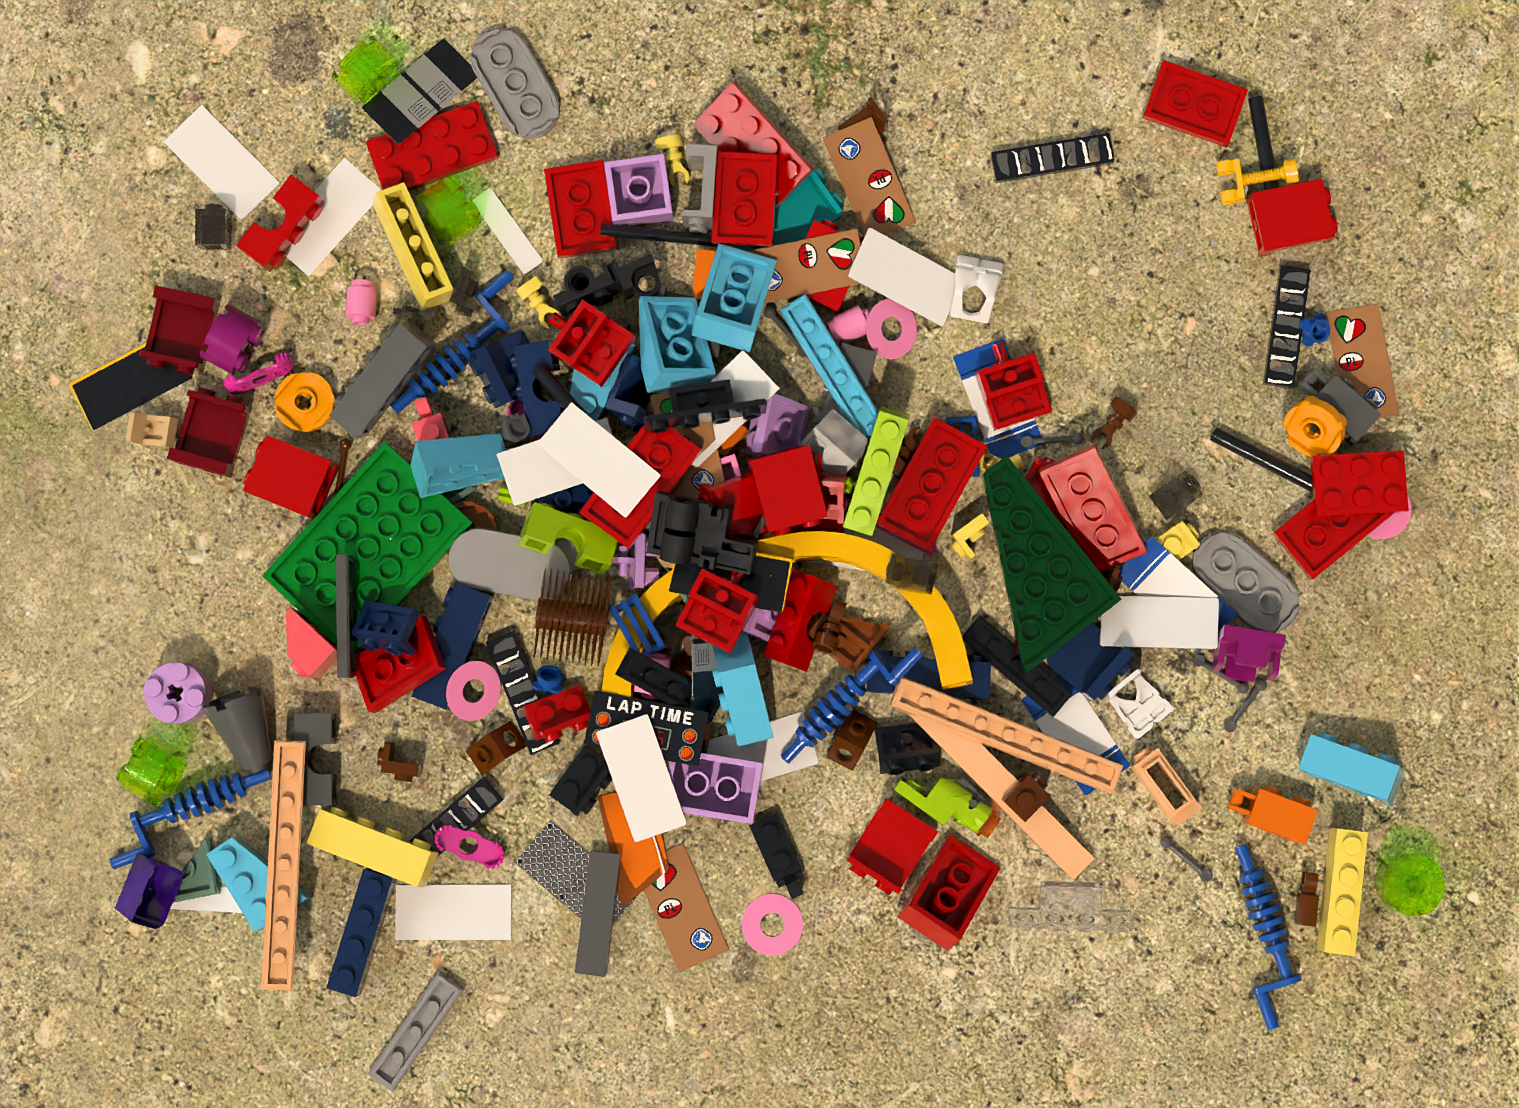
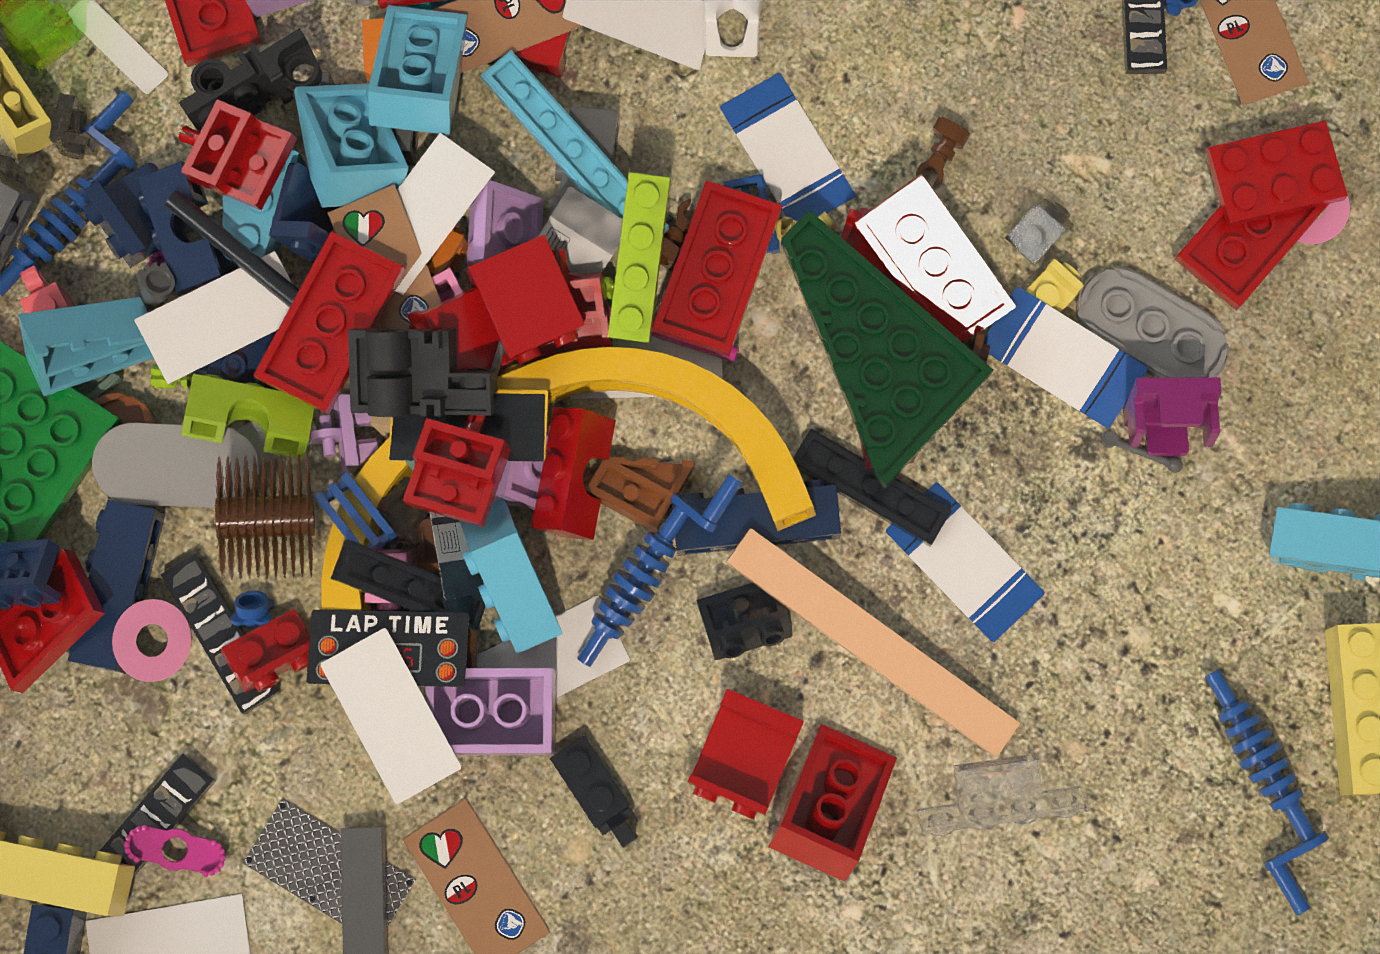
camera: 10 degrees left, 5 degrees down
(402, 770) = (70, 763): reddish brown bracket -> none
(492, 748) = (189, 714): reddish brown bracket -> none
(530, 291) = (156, 111): light yellow piece -> none
(582, 781) = (316, 739): black bracket -> none
(598, 460) = (269, 302): white sticker -> none
(641, 860) = (412, 828): orange sticker -> none
(656, 235) = (308, 14): black bar -> none
(703, 404) = (394, 208): black bracket -> none
(770, 312) = (473, 89): dark grey hinge -> none
(792, 920) = (575, 883): bright pink piece -> none
(826, 640) = (612, 492): reddish brown piece -> none
(848, 325) = (578, 84): bright pink brick -> none
(852, 737) = (669, 616): reddish brown bracket -> none
(884, 347) = (608, 79): bright pink piece -> none
(911, 574) = (707, 381): clear smoke bracket -> none
(954, 800) = (816, 676): lime plate -> none
(973, 531) = (779, 320): light yellow bracket -> none
(1006, 735) = (871, 576): light nougat tile -> none
(1012, 389) = (803, 130): red plate -> none
(1027, 441) = (834, 196): dark grey hinge -> none
(1027, 796) = (914, 653): reddish brown bracket -> none
(1090, 665) = (967, 463): dark blue bracket -> none
(1142, 711) = (1050, 516): white piece -> none
(1147, 758) = (1118, 648): light nougat window -> none
(1161, 622) = (1051, 396): white sticker -> none
(1205, 874) = (1171, 721): dark grey hinge -> none
(1230, 725) = (1168, 516): dark grey hinge -> none
(1262, 458) = (1144, 166): black piece -> none
(1276, 814) = (1250, 621): orange brick -> none
(1307, 900) = (1315, 732): reddish brown bar -> none
(1322, 414) = (1212, 90): light orange plate -> none
(1339, 393) = (1229, 80): dark grey brick -> none

